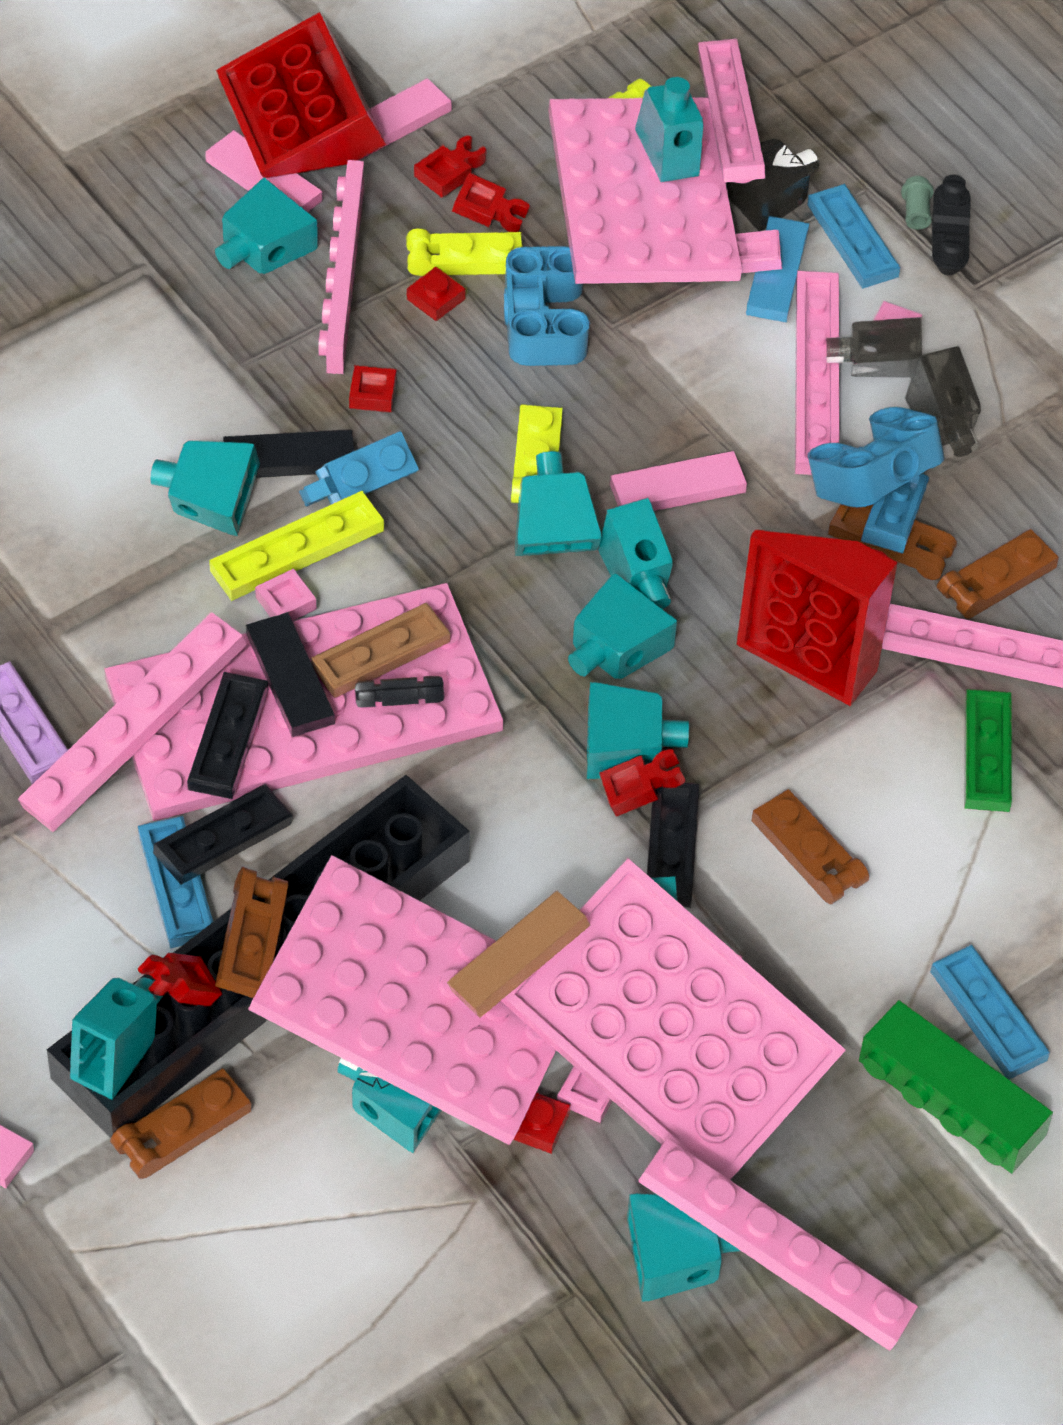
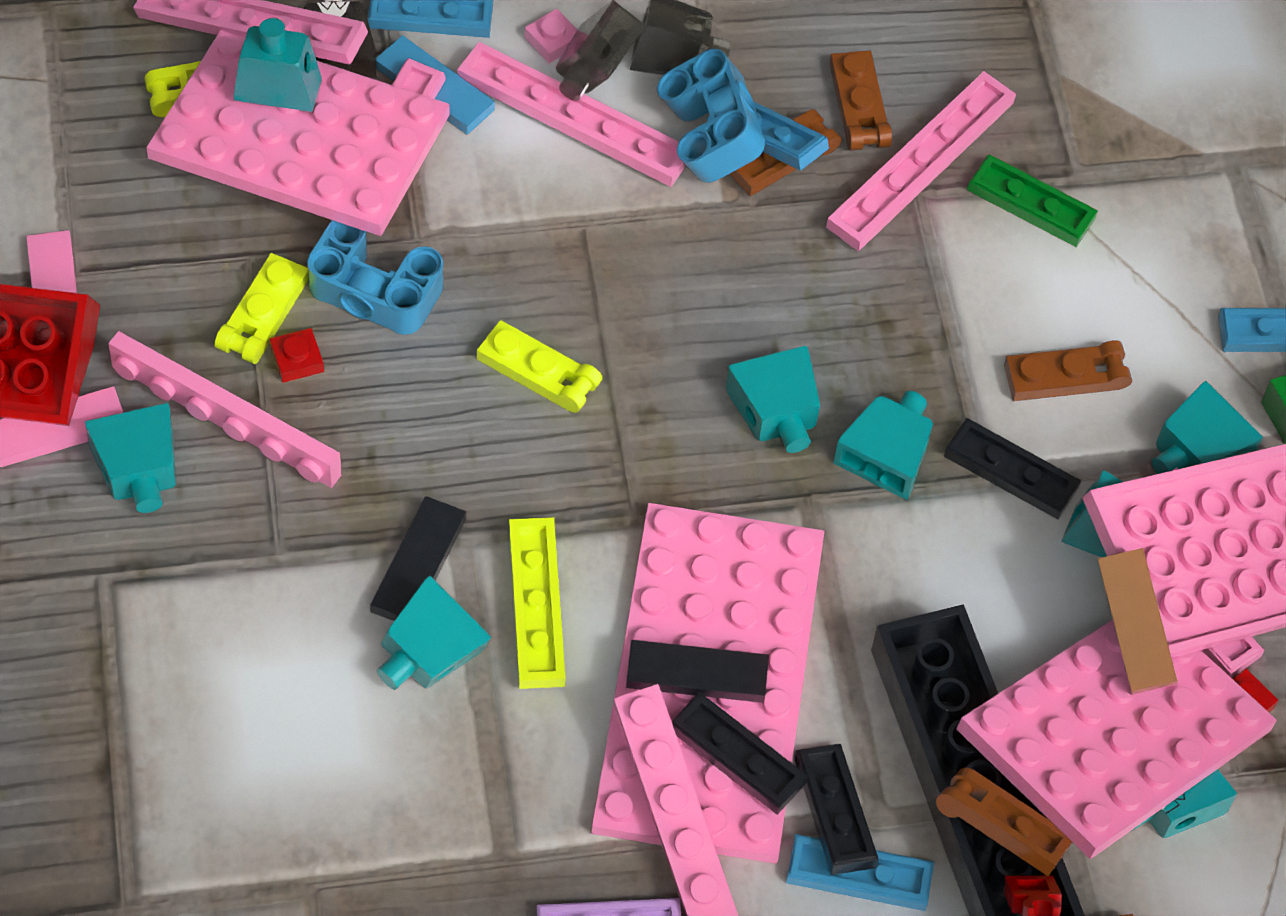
camera: 65 degrees left, 5 degrees up
(285, 595) = (593, 638): bright pink plate -> none
(362, 471) = (482, 511): dark azure hinge -> none
(372, 388) = (386, 456): red plate -> none
(380, 649) = (708, 586): medium nougat tile -> none
(399, 691) = (765, 593): black axle -> none
(448, 169) = (153, 271): red plate -> none
(485, 201) = (218, 265): red plate -> none
(555, 511) = (627, 380): teal torso -> none
(634, 781) = (947, 464): red plate -> none
(637, 550) = (711, 339): teal torso -> none
(681, 482) = (632, 277): bright pink tile -> none
(807, 971) = (1203, 432): none -> teal torso
(817, 609) = (890, 229): red slope -> none

